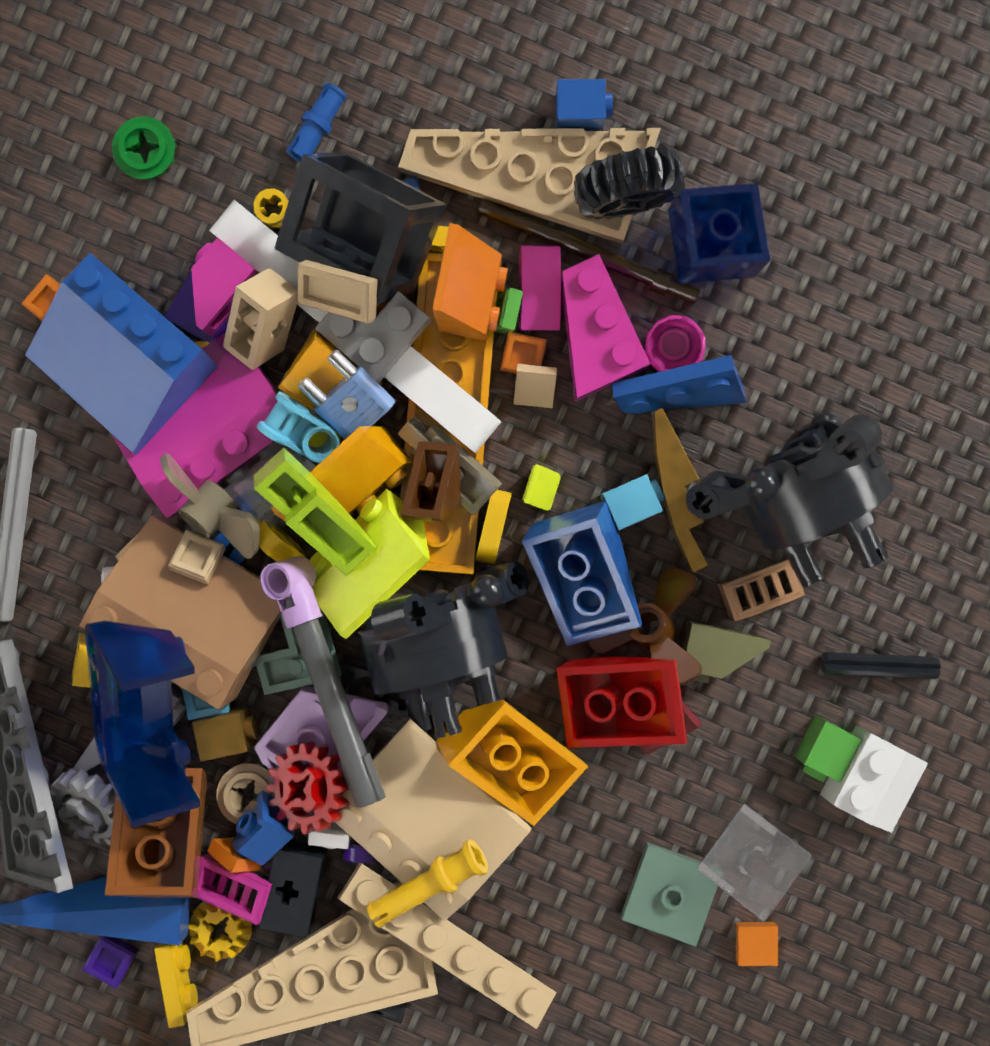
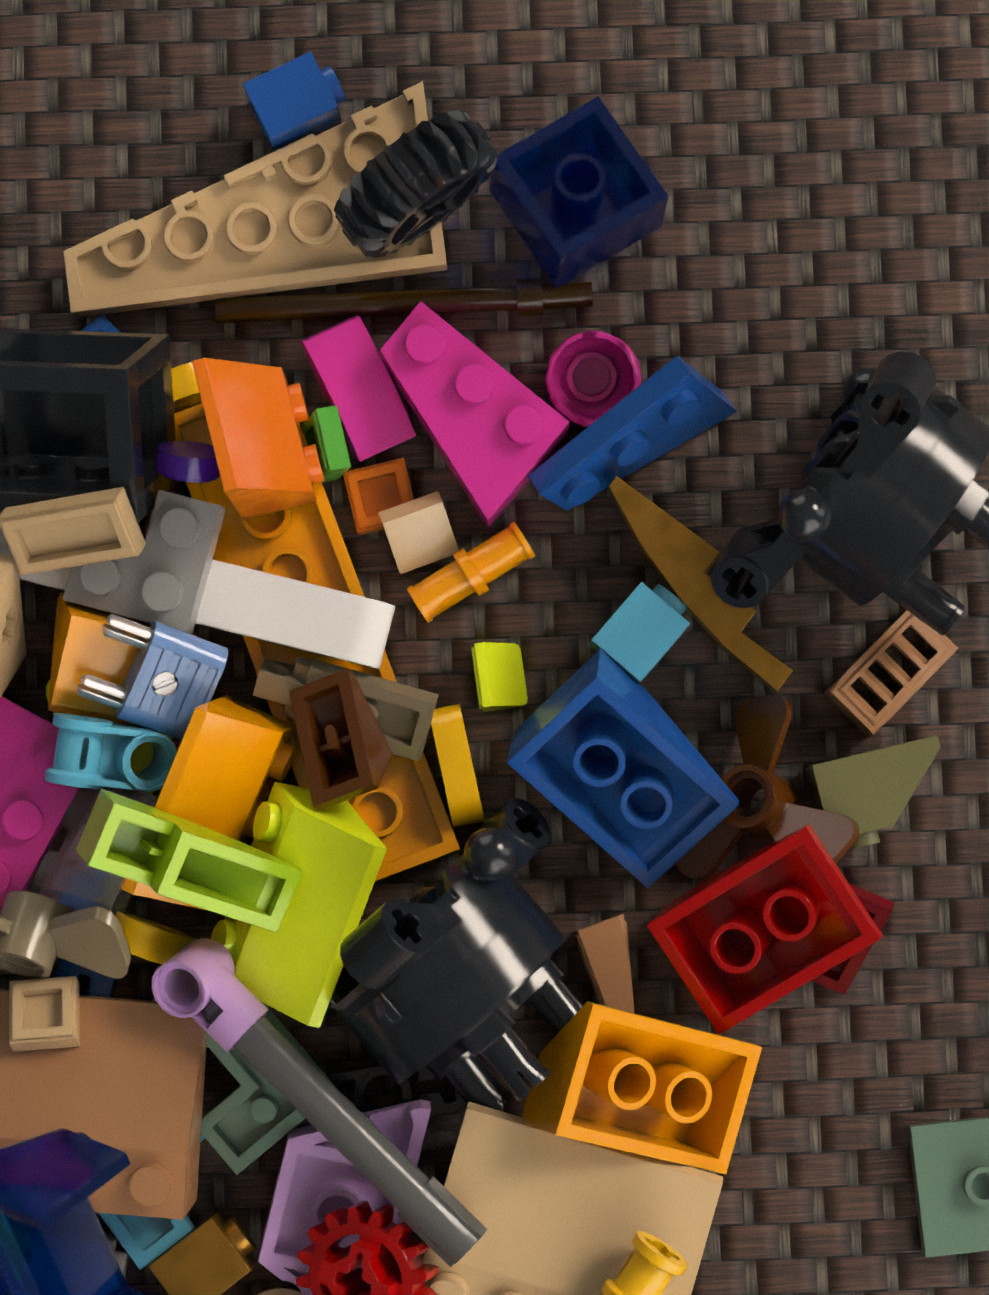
camera: 30 degrees left, 5 degrees down
(421, 282) = (187, 461): none -> dark purple tile
(524, 677) = (607, 961): none -> medium nougat slope
(553, 422) = (471, 572): none -> light orange pin

